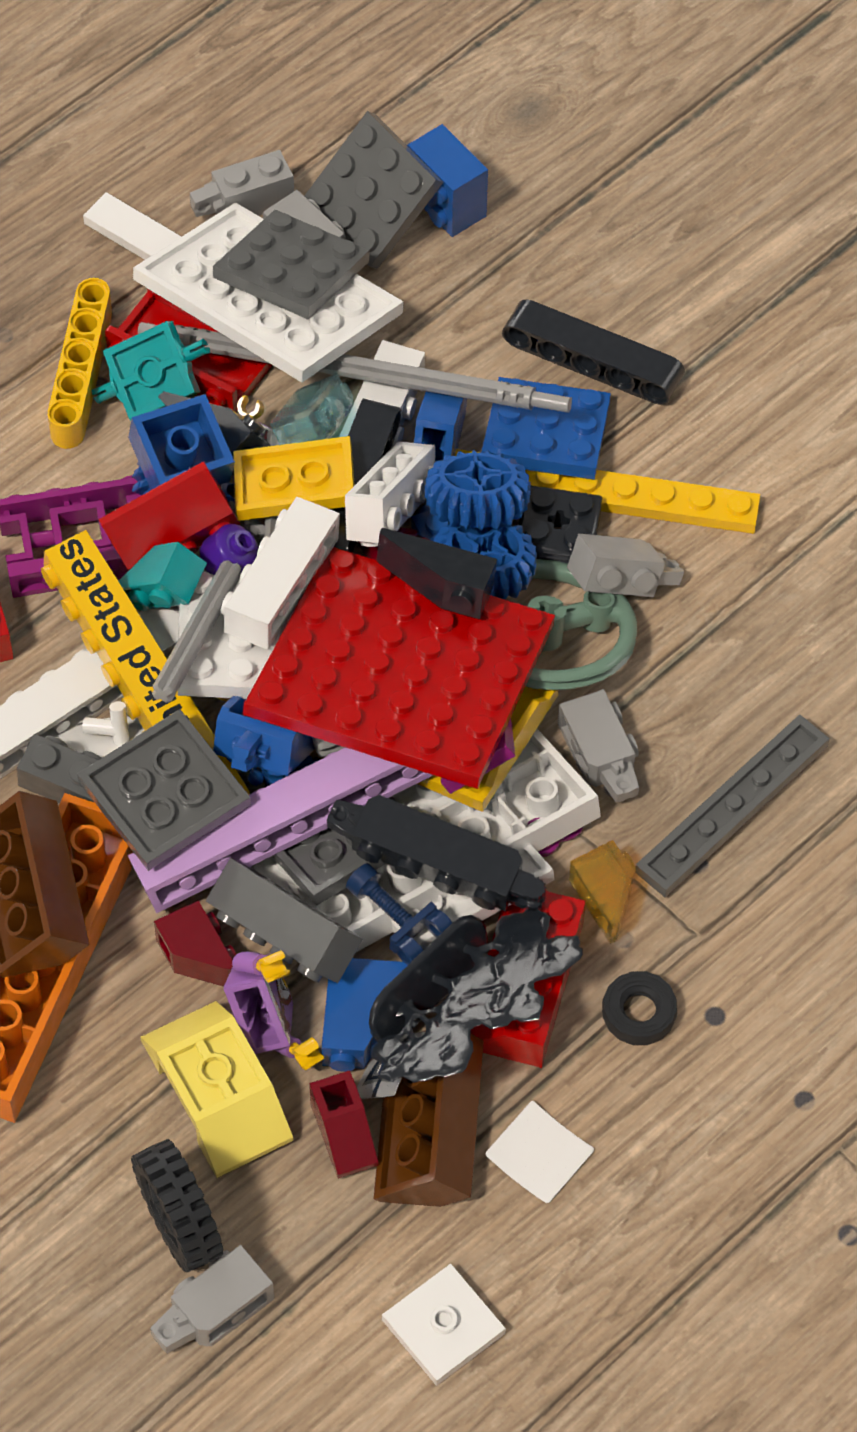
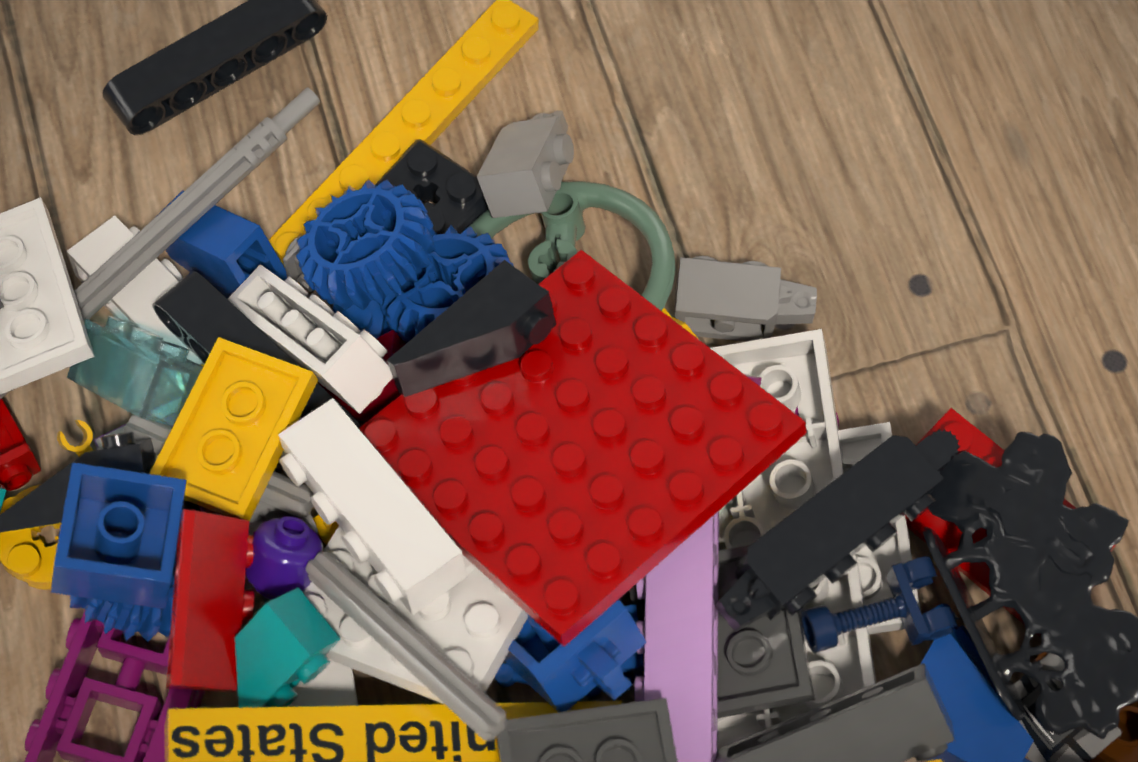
camera: 65 degrees left, 5 degrees up
(551, 438) = (312, 162): blue plate -> none
(605, 883) = (923, 384): clear yellow slope -> none
(634, 1031) = (1102, 407): black tyre -> none
(731, 805) = (877, 216): dark grey plate -> none

